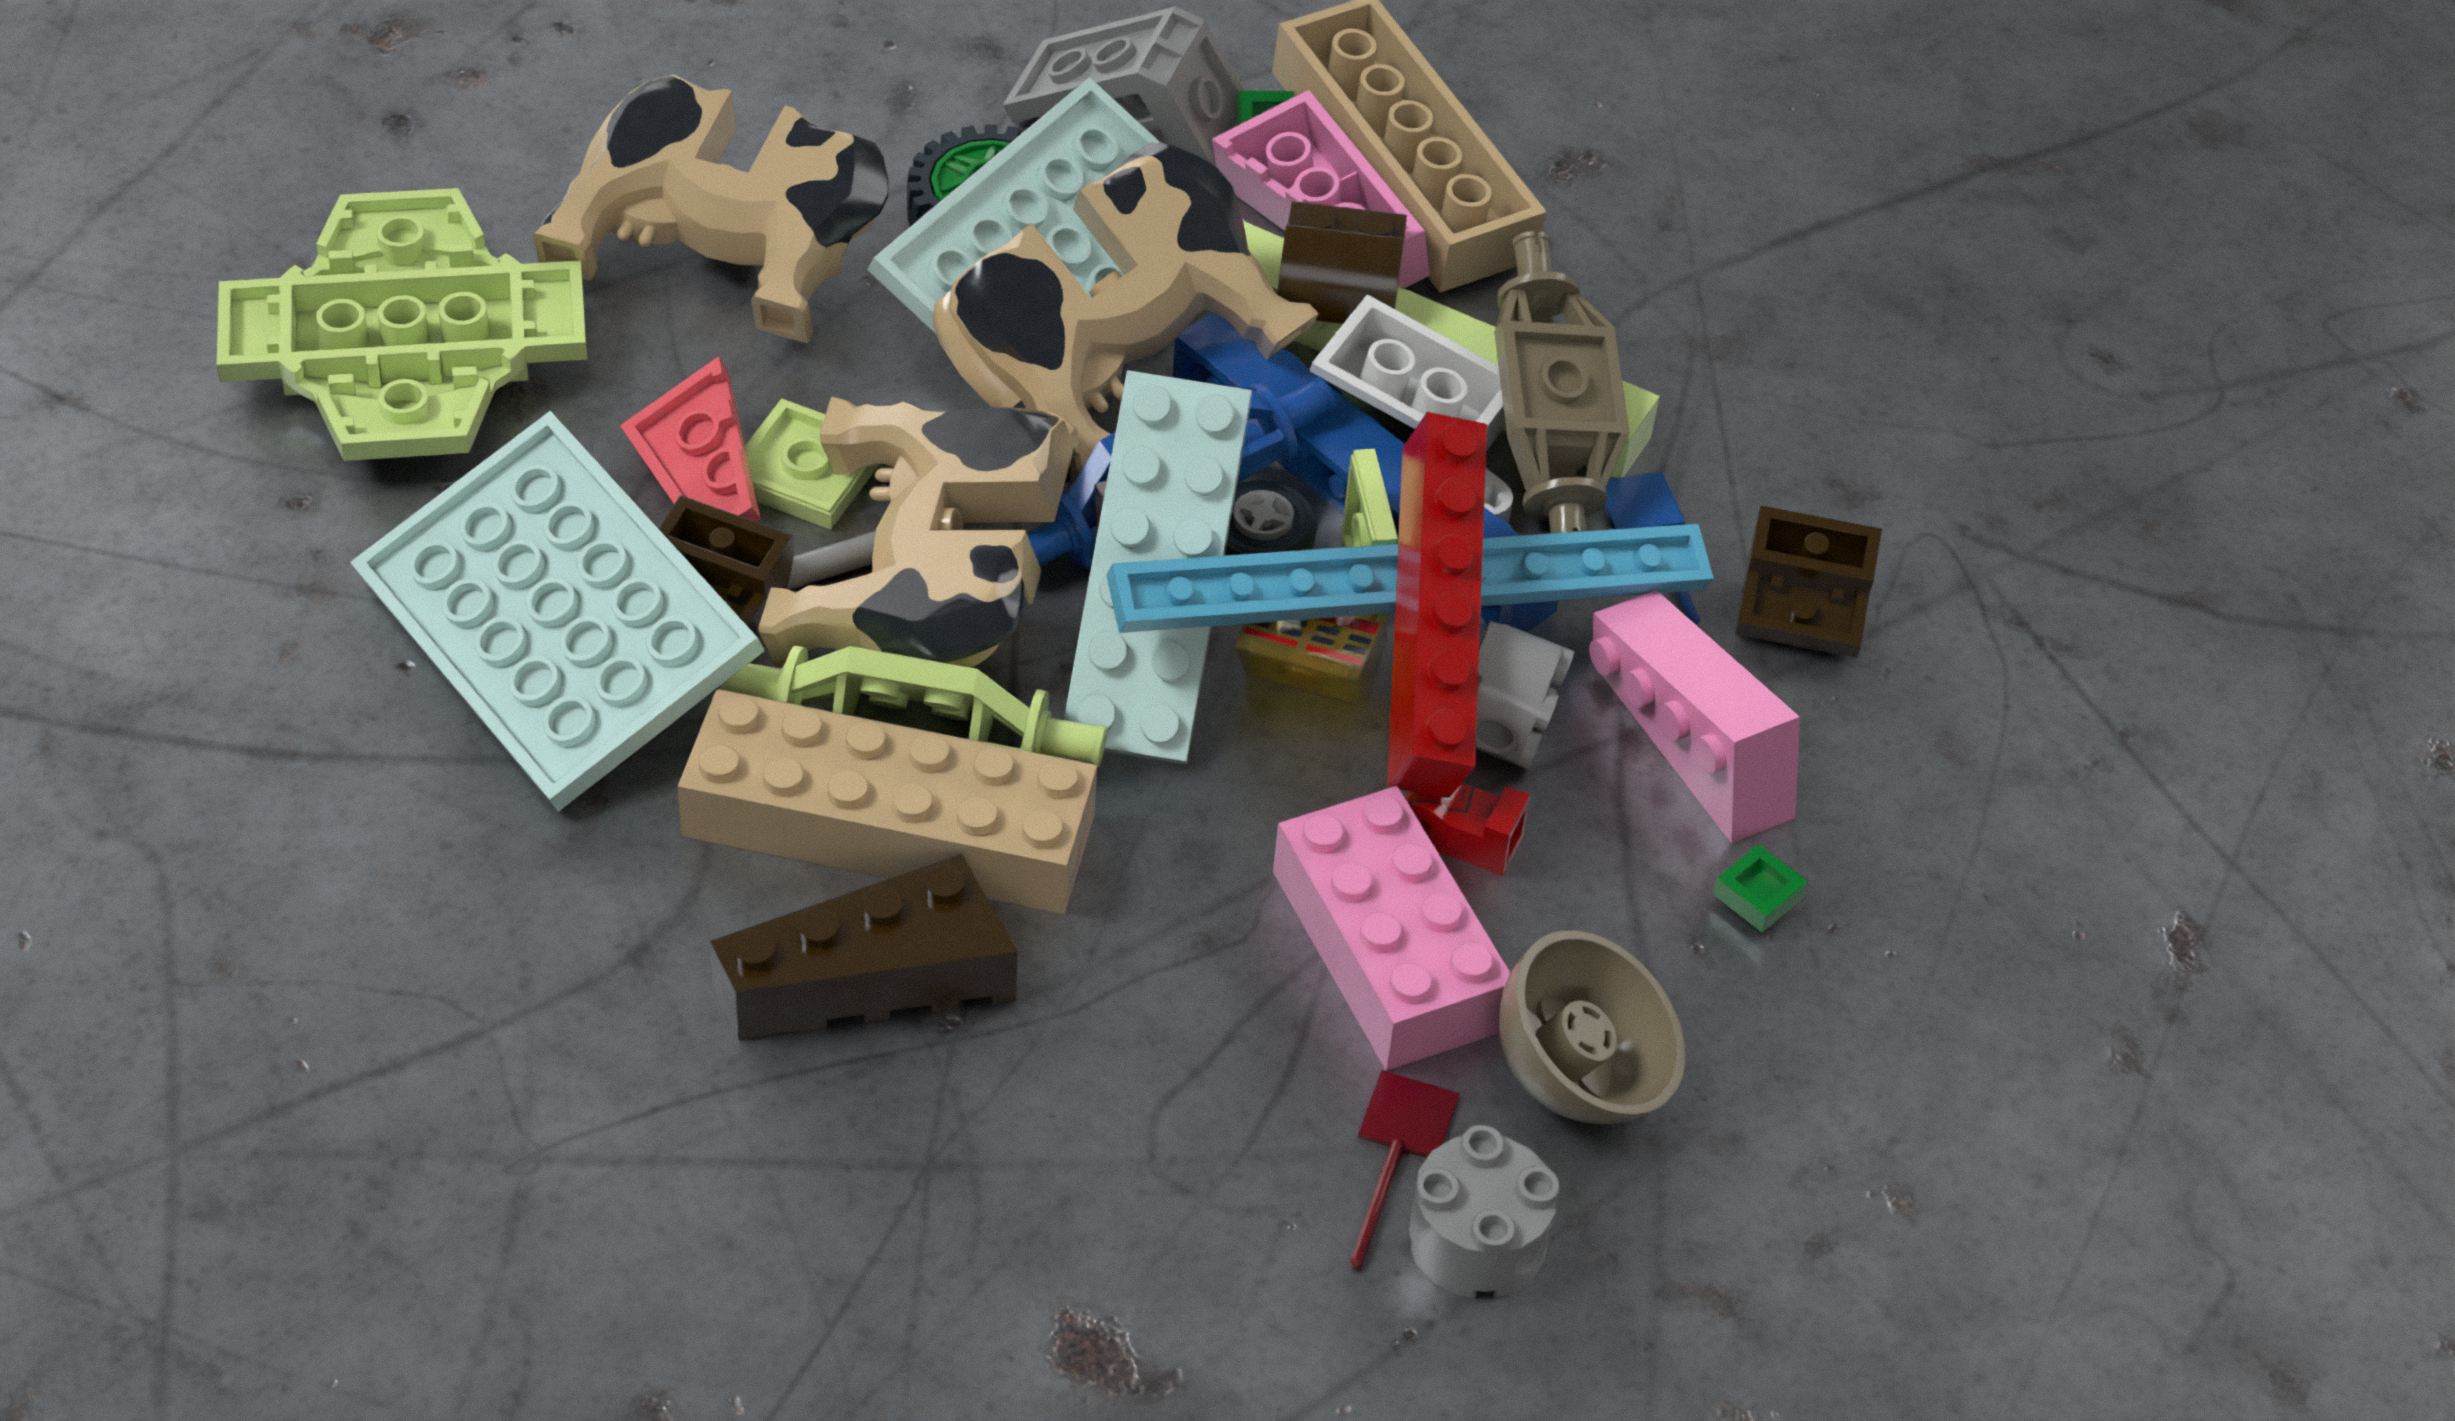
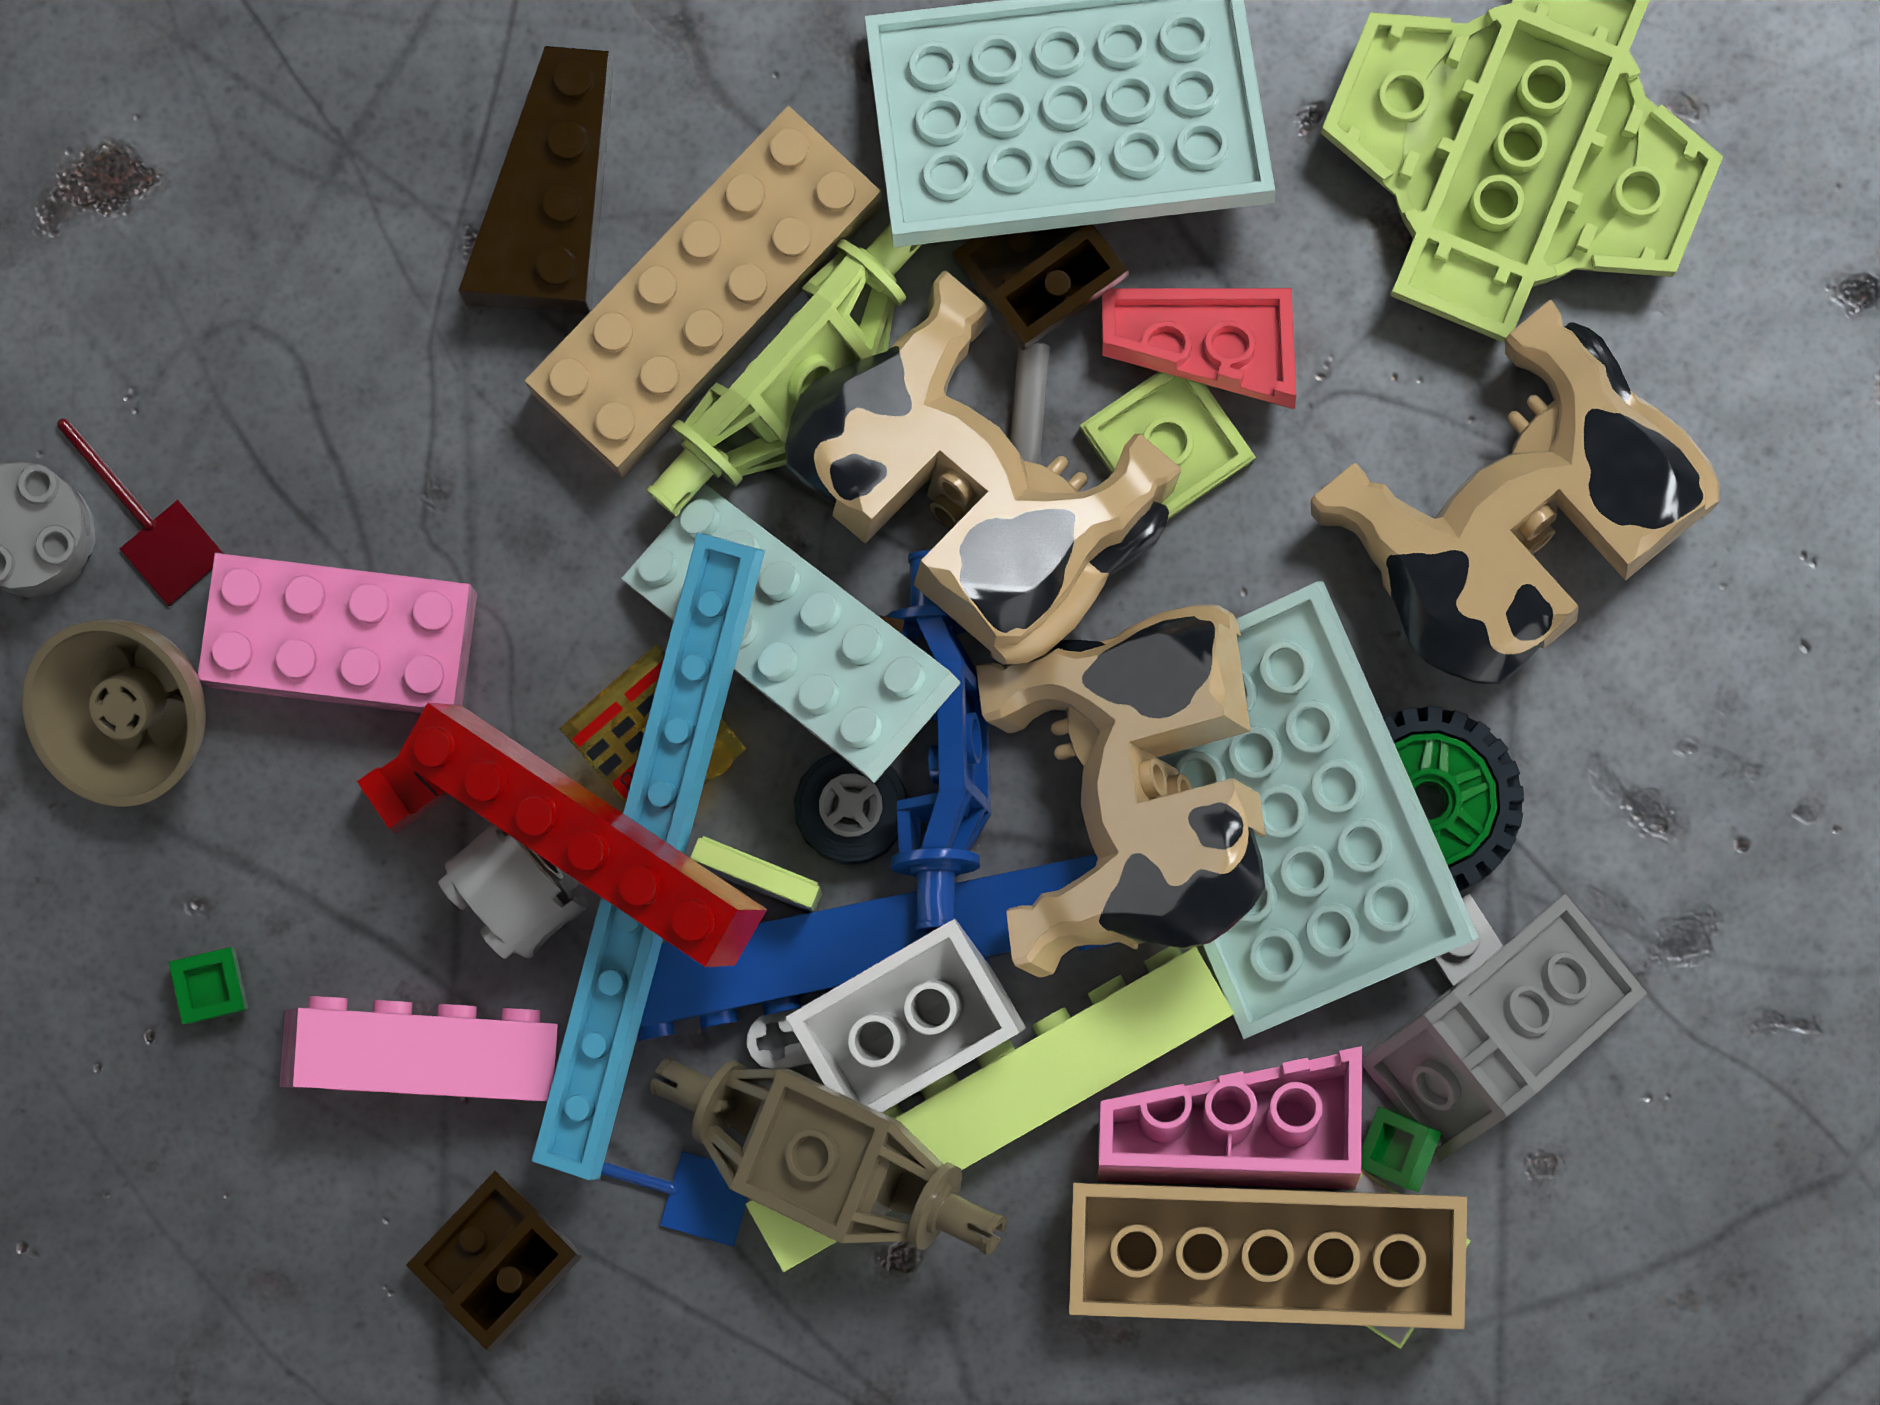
camera: 125 degrees right, 35 degrees up
(1340, 257) = (1099, 1054): dark brown brick -> none

